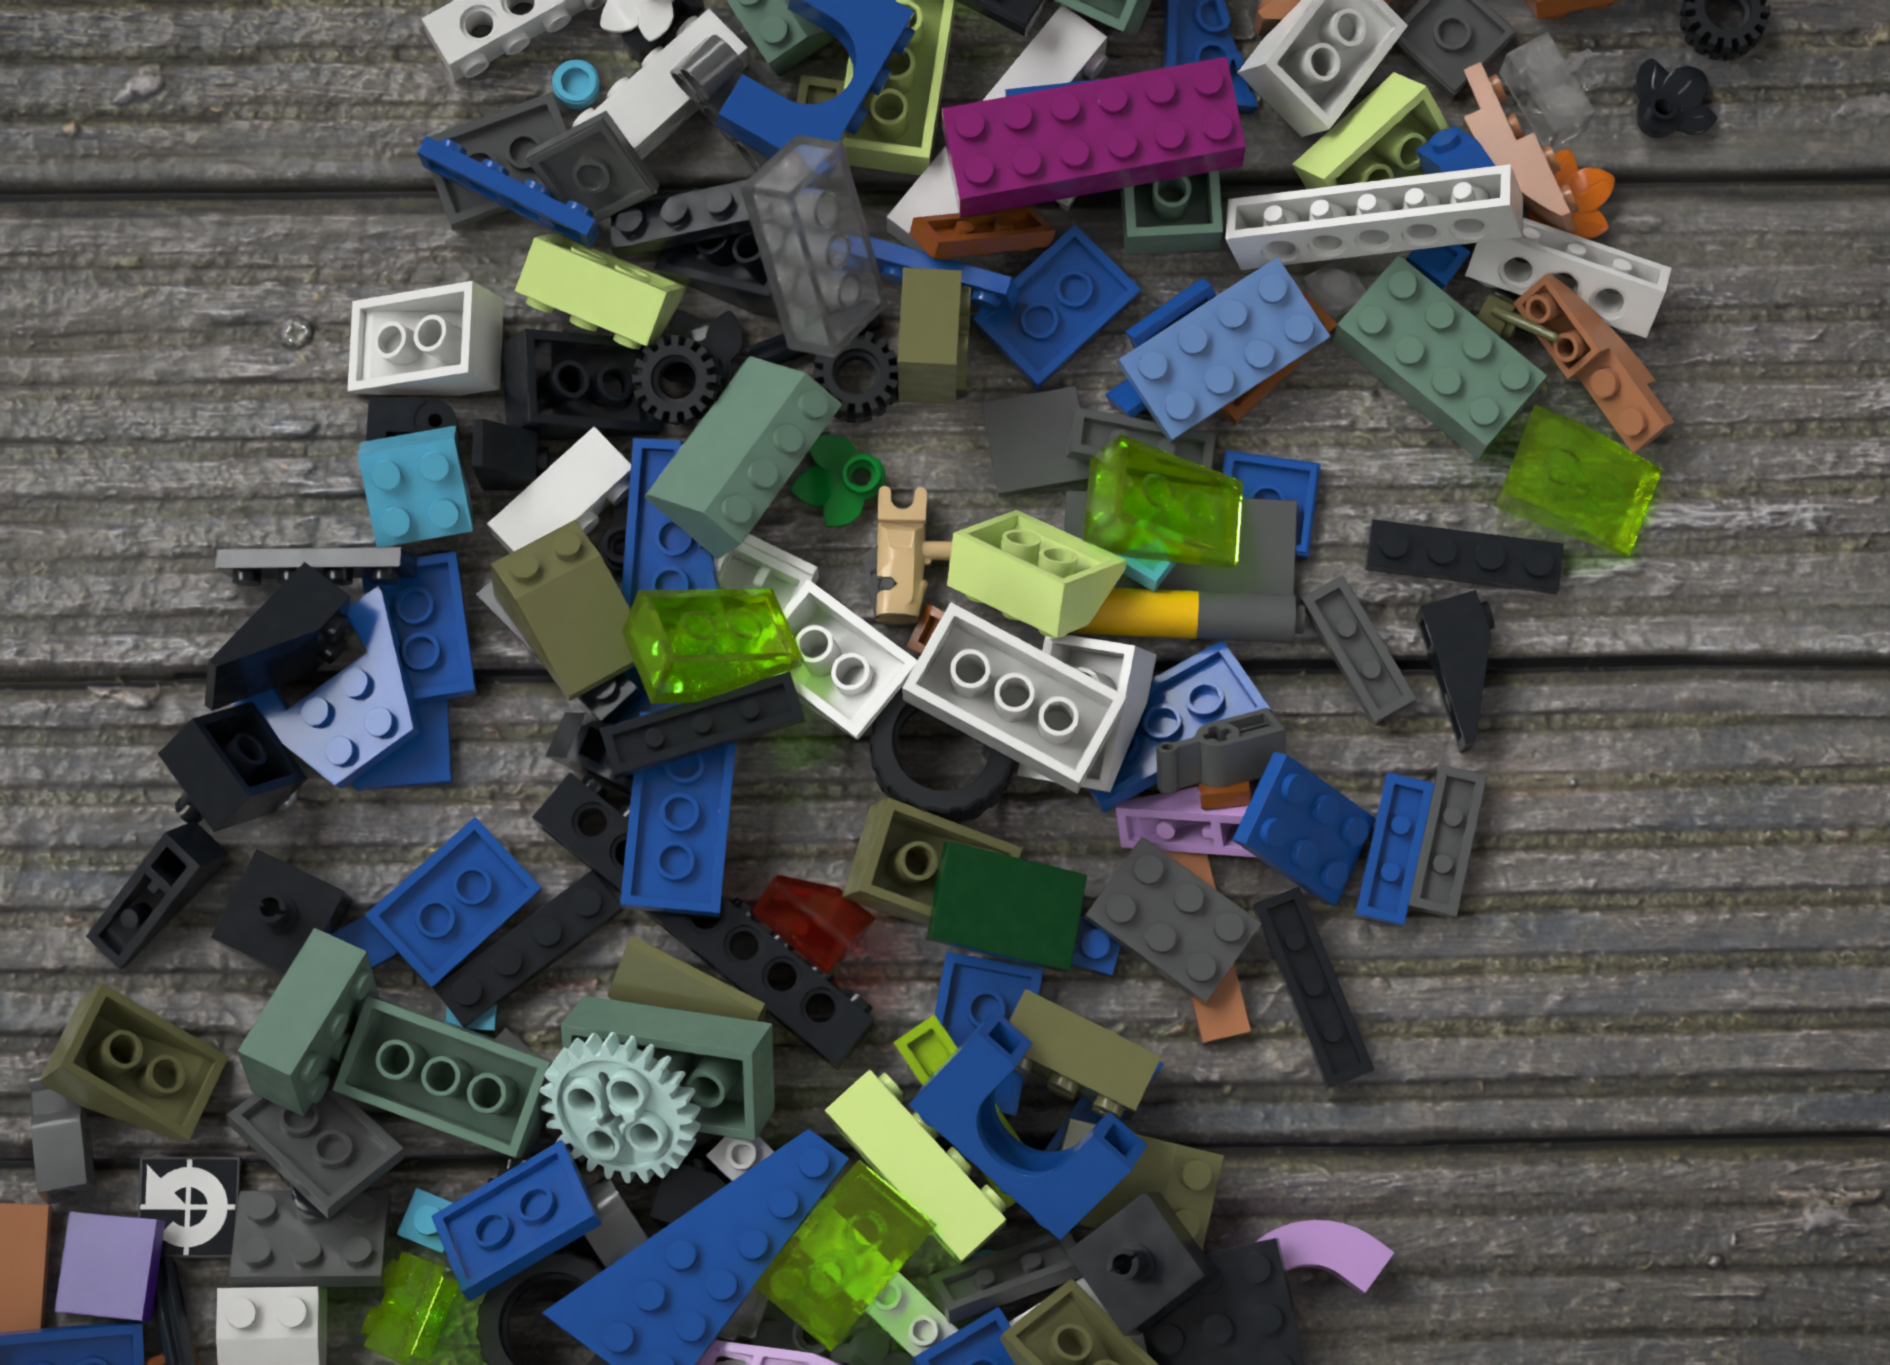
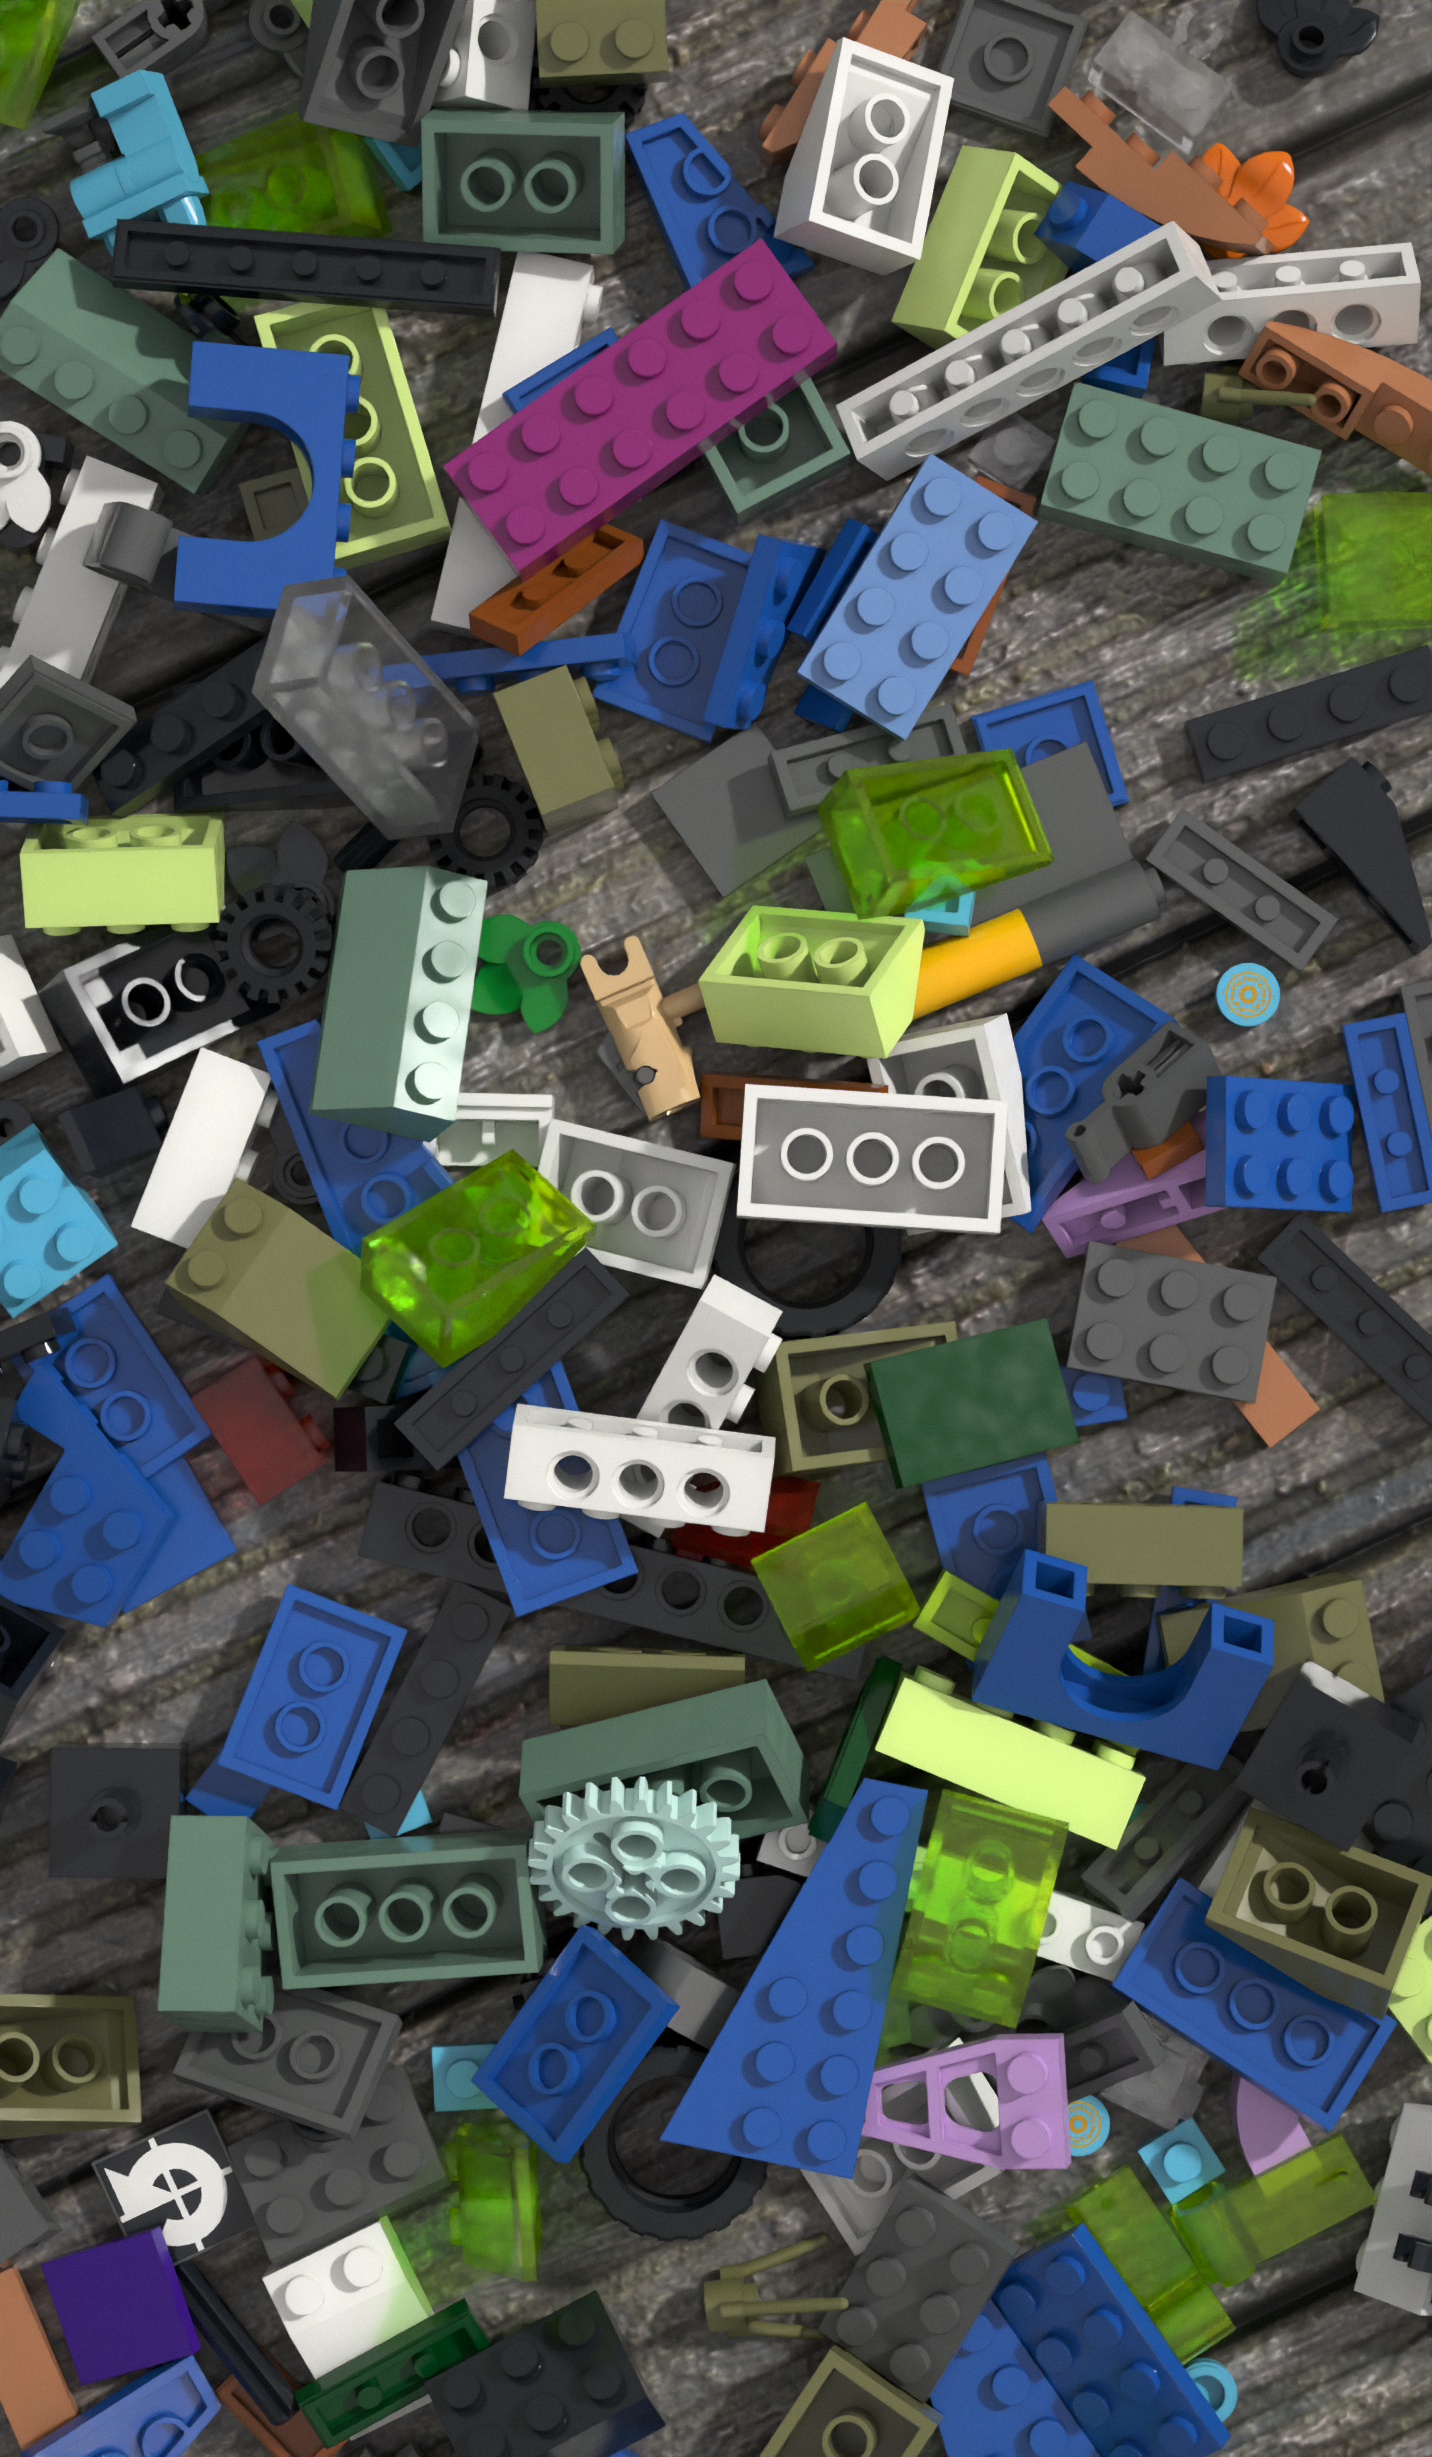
camera: 25 degrees left, 10 degrees up
(509, 704) = (262, 1429): none -> clear red brick
(807, 1109) = (854, 1749): none -> dark green tile
(824, 864) = (671, 1450): none -> white brick
(852, 989) = (836, 1587): none -> clear neon green slope
(871, 779) = (722, 1323): none -> white brick
(1102, 326) = (768, 600): none -> blue wing
(1330, 724) = (1247, 995): none -> medium azure tile

